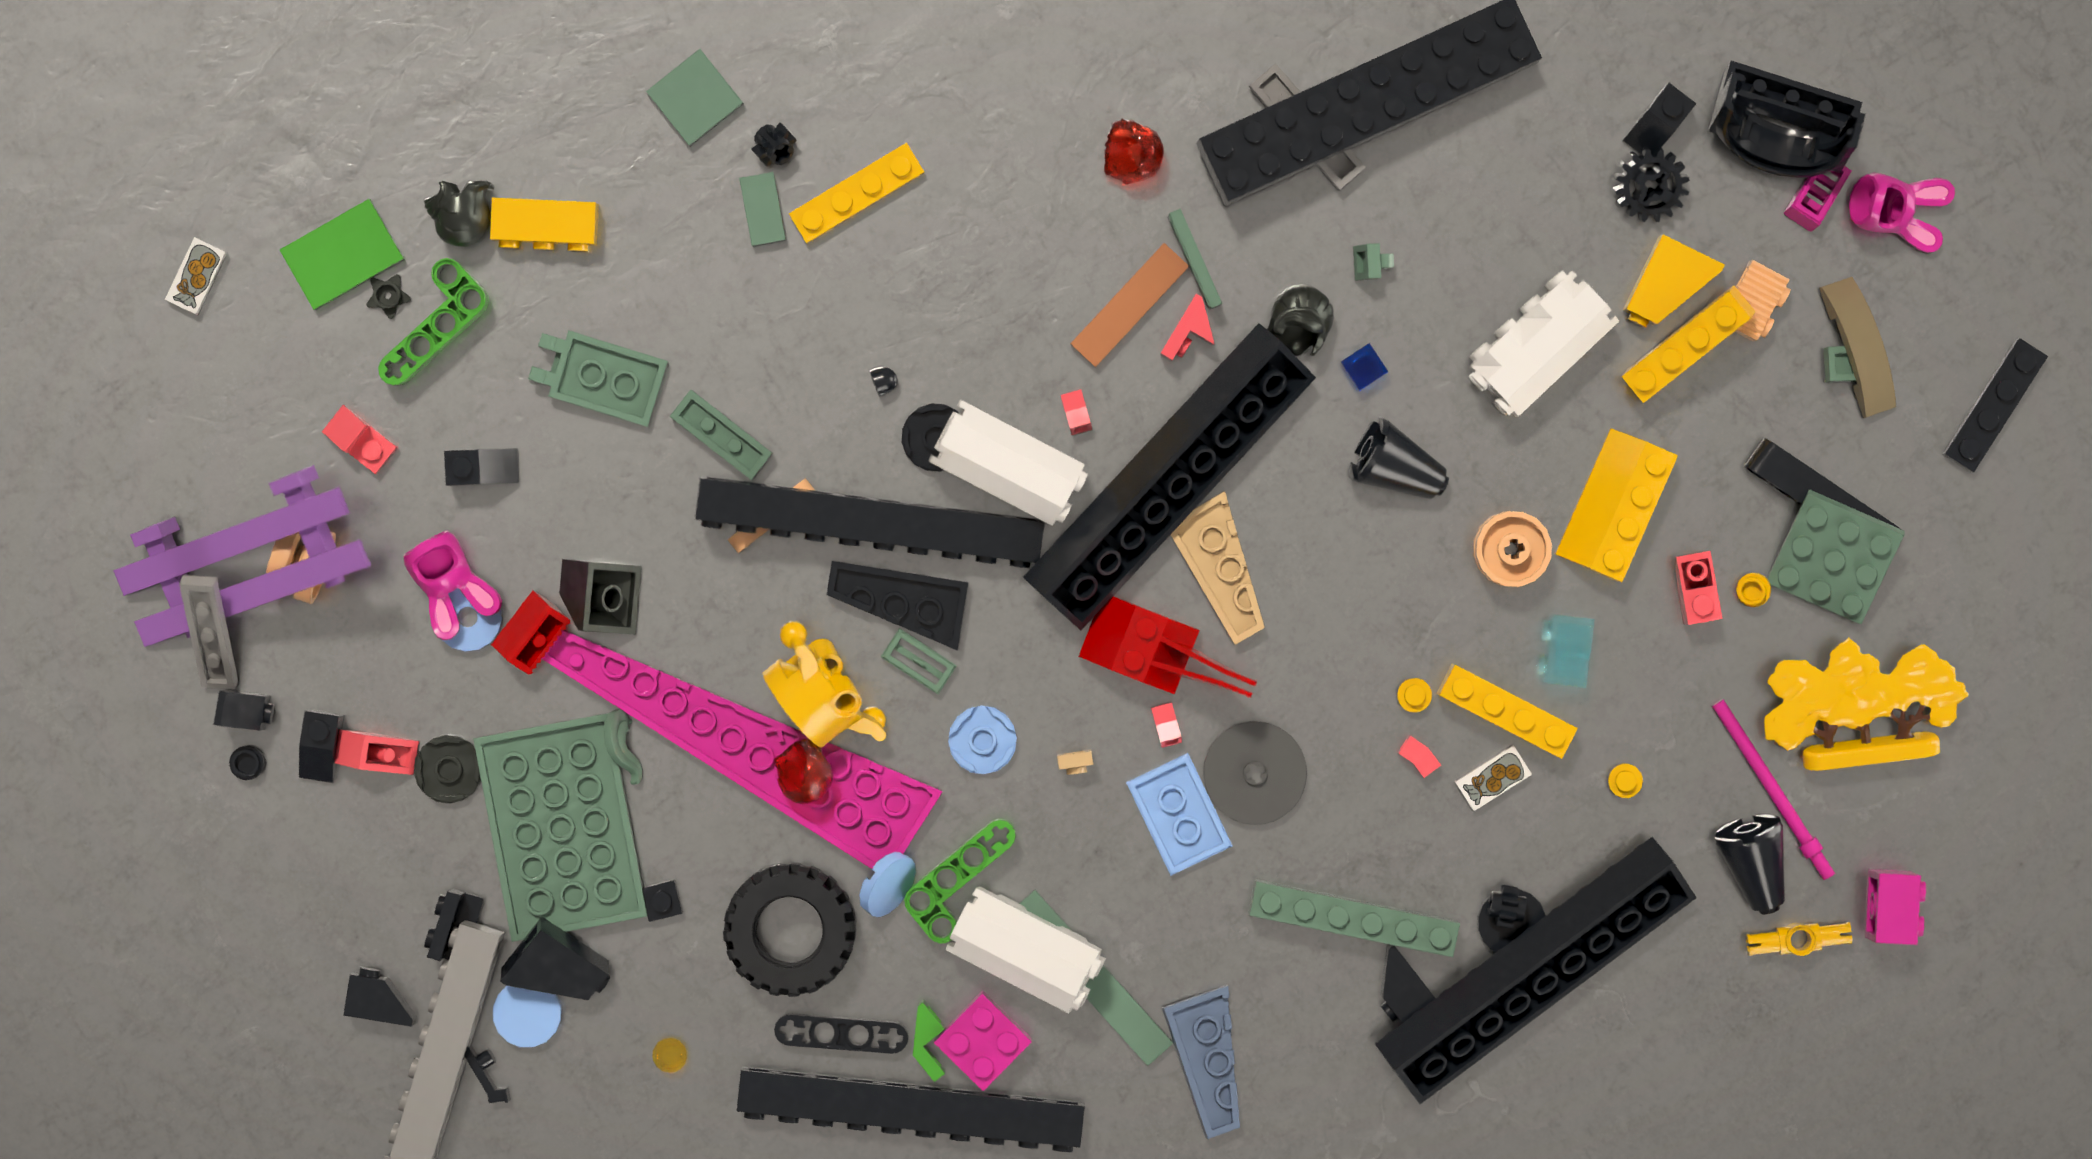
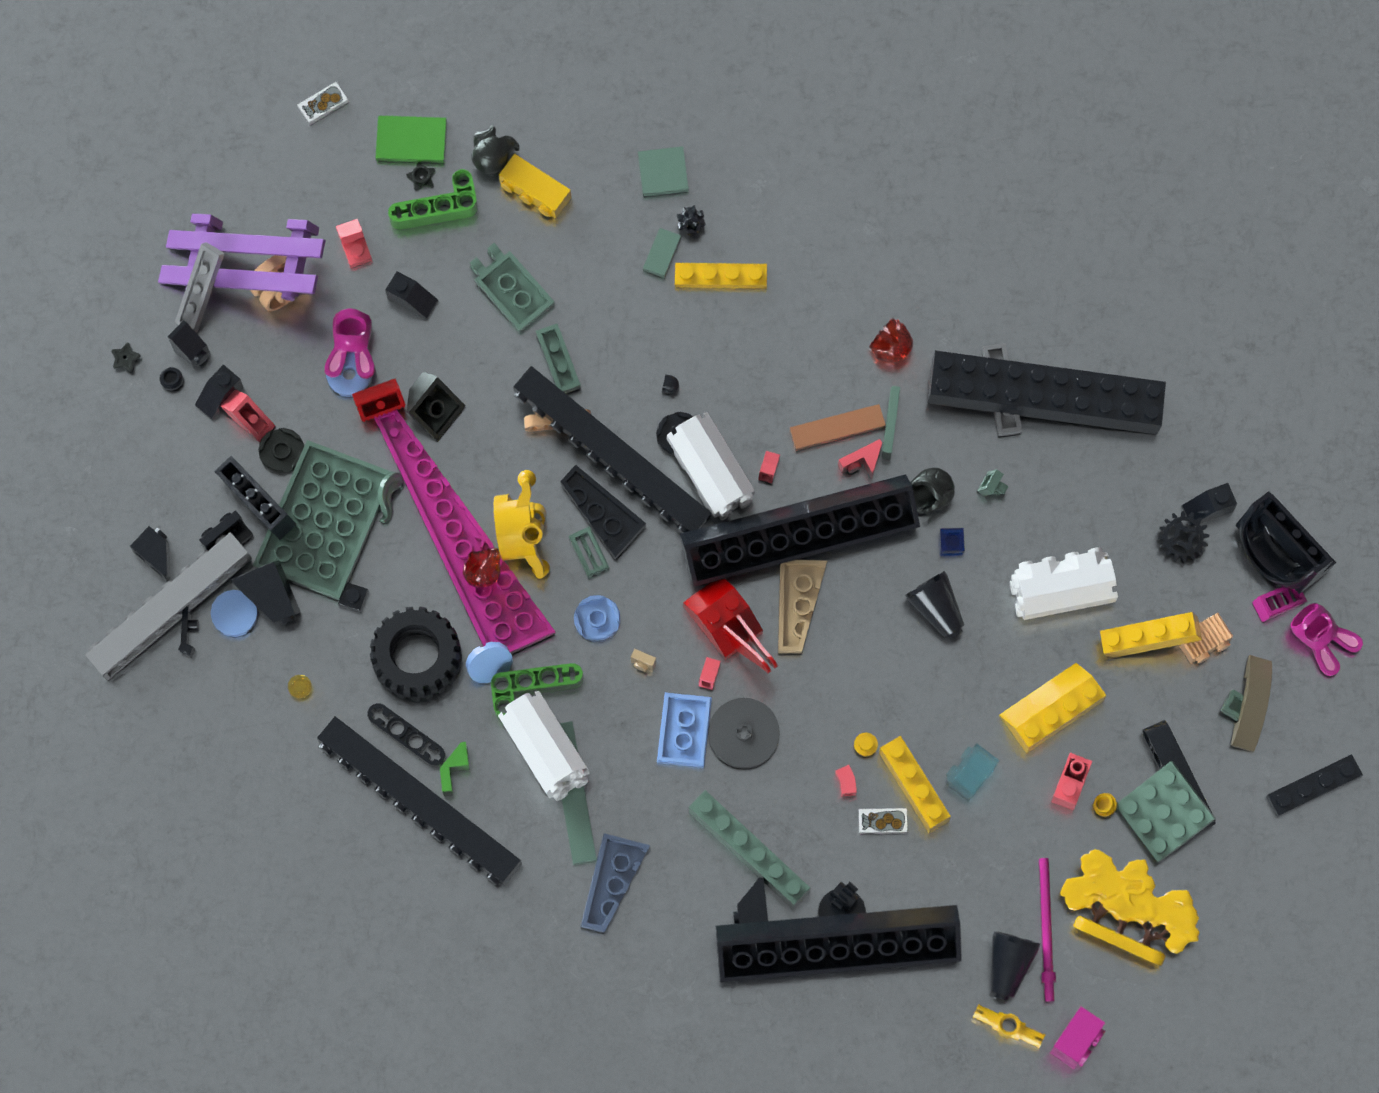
camera: 30 degrees right, 15 degrees down
(166, 762) = (125, 363): none -> pearl dark grey plate
(460, 858) = (255, 497): none -> black brick
(983, 1040) = (486, 787): dark pink brick -> none
(1532, 553) = (978, 679): light nougat wheel -> none
(1625, 780) = (960, 869): yellow plate -> none
(1668, 280) = (1161, 597): yellow slope -> none

